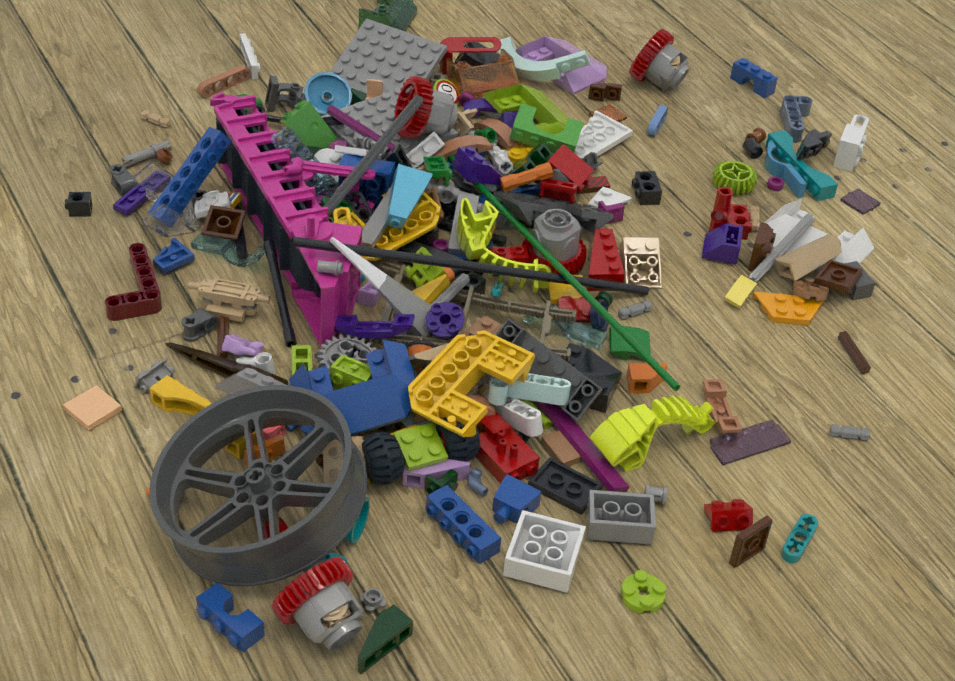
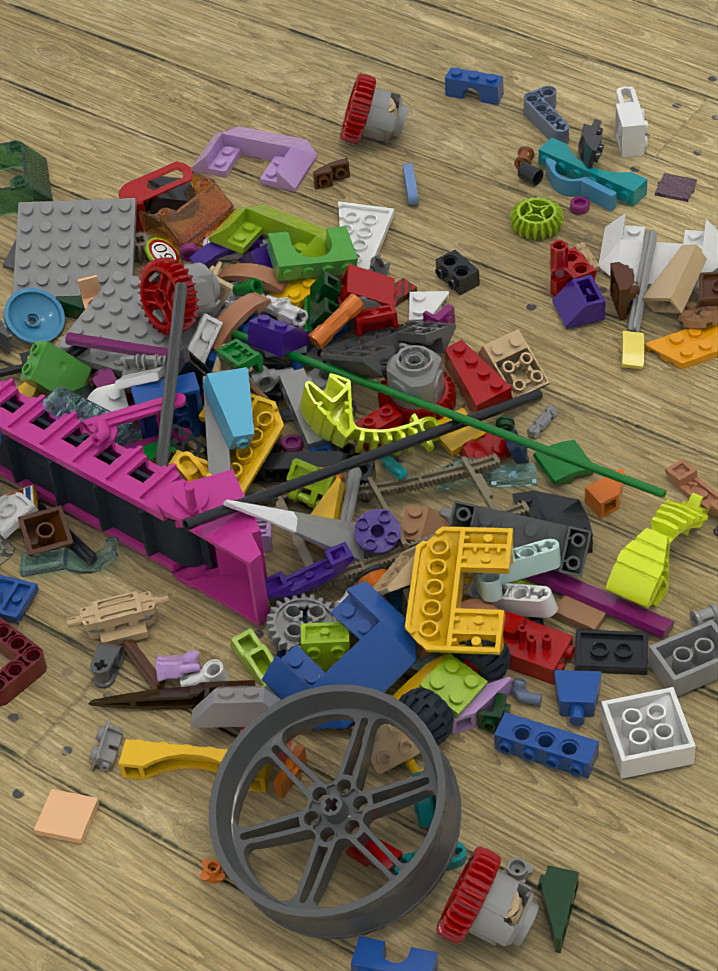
camera: 20 degrees left, 5 degrees up
(288, 331) = (207, 622): black piece -> none
(330, 267) = (242, 534): light grey pin -> none
(547, 69) = (252, 177): light aqua arch -> none
(611, 112) = (351, 195): clear orange piece -> none

